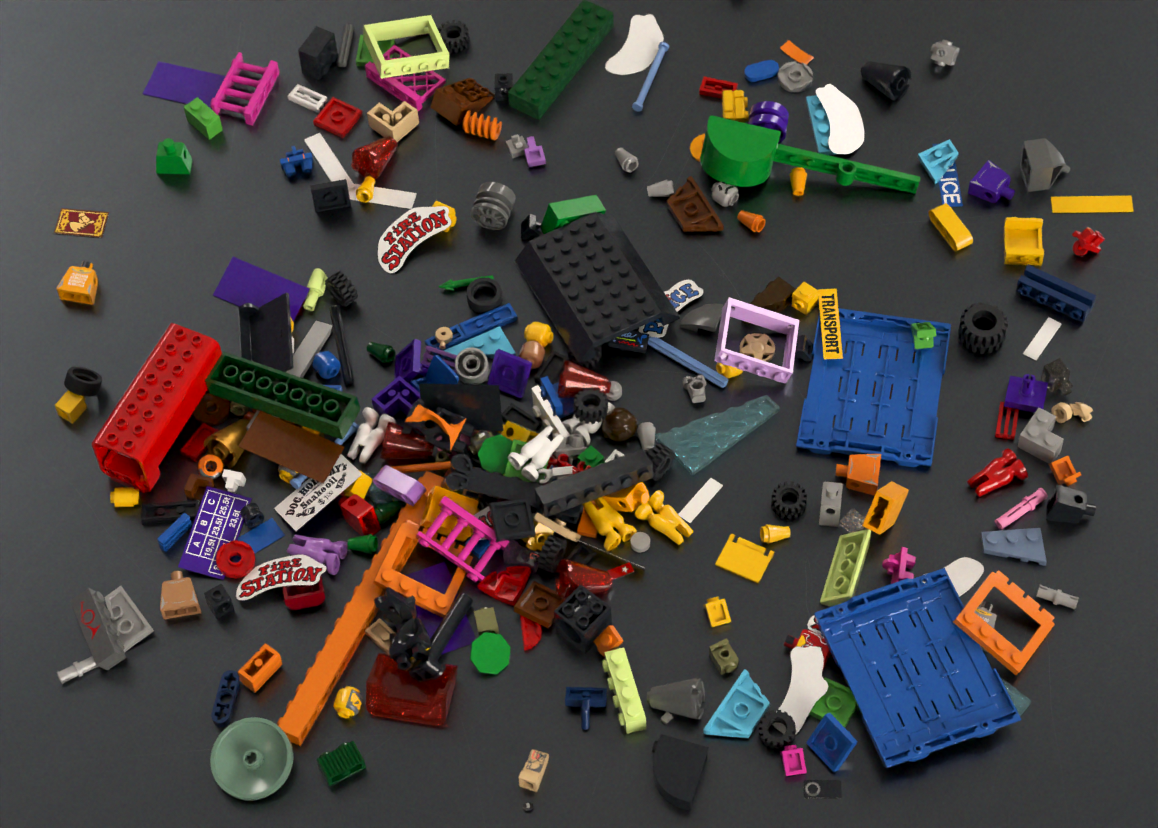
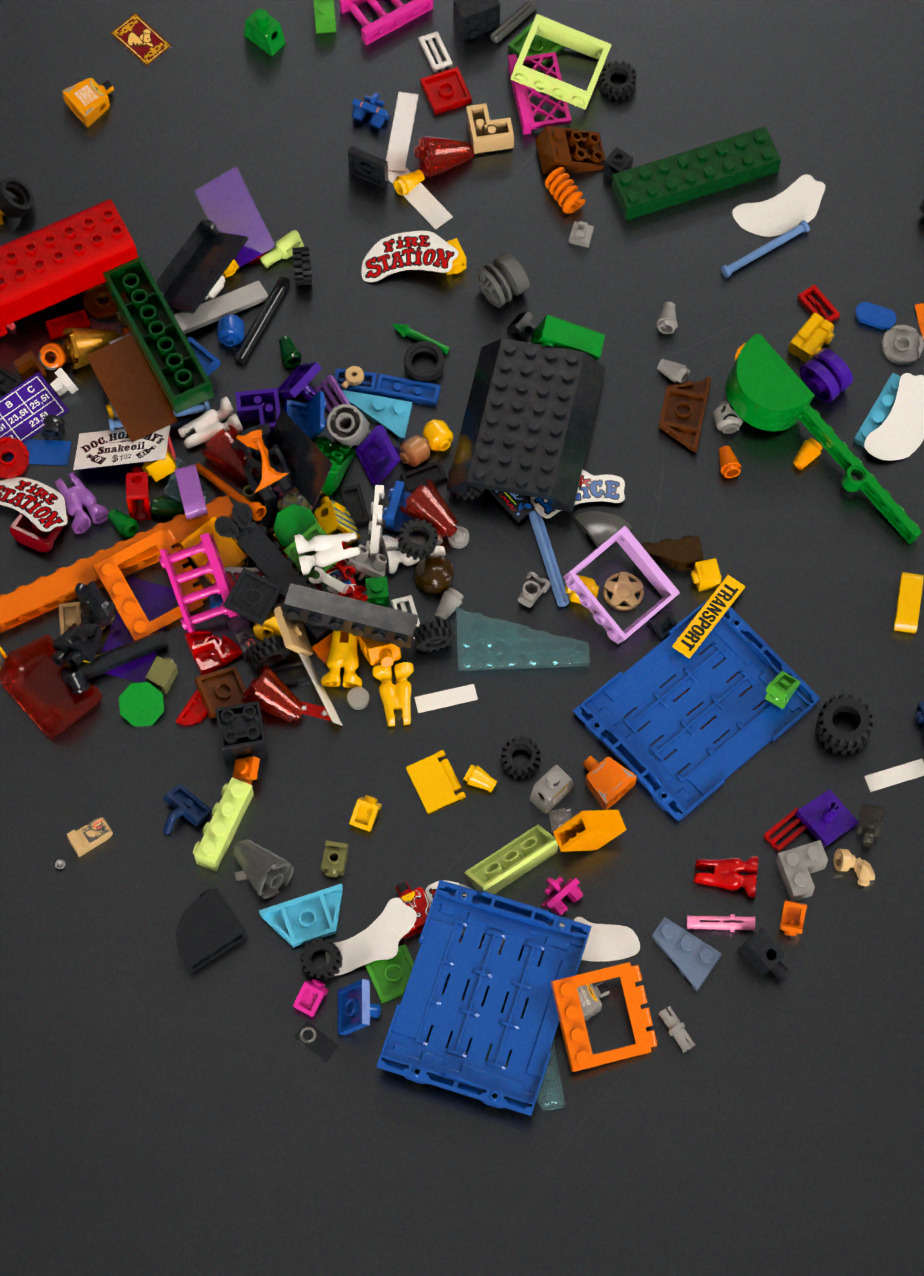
camera: 35 degrees right, 10 degrees up
(534, 154) = (589, 253): medium lavender plate -> none

